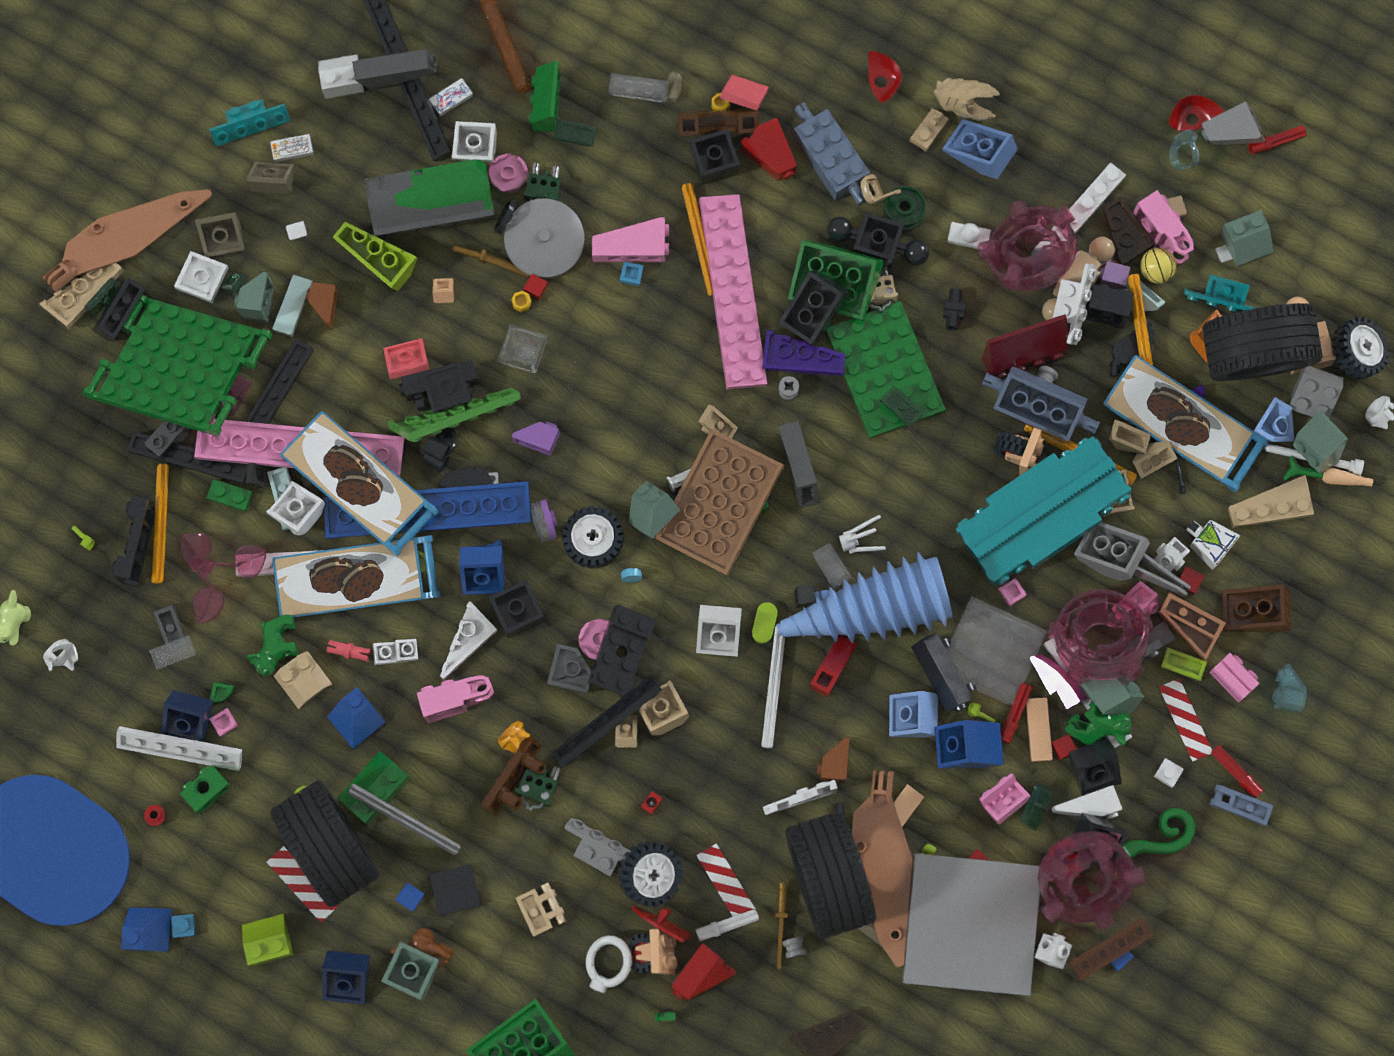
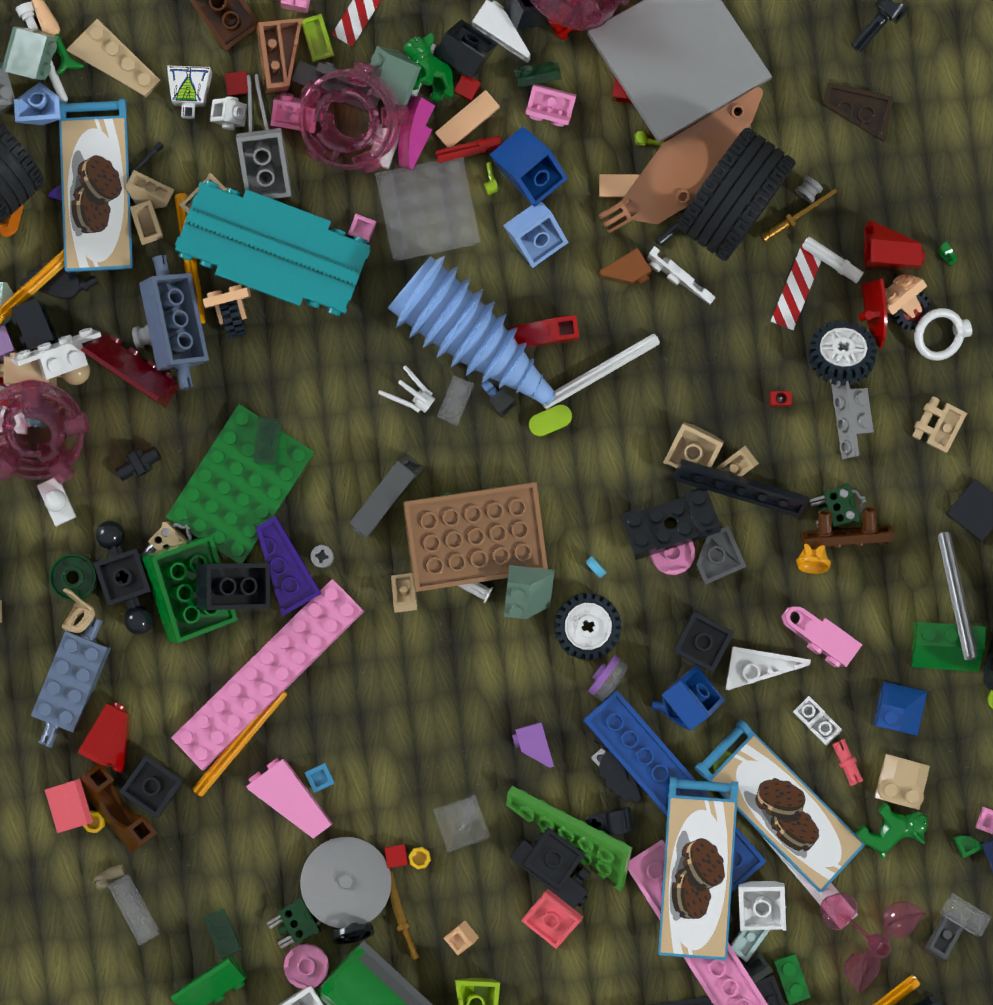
camera: 130 degrees left, 10 degrees up
(718, 630) = (587, 454): white slope -> none
(942, 672) = (482, 233): black brick -> none

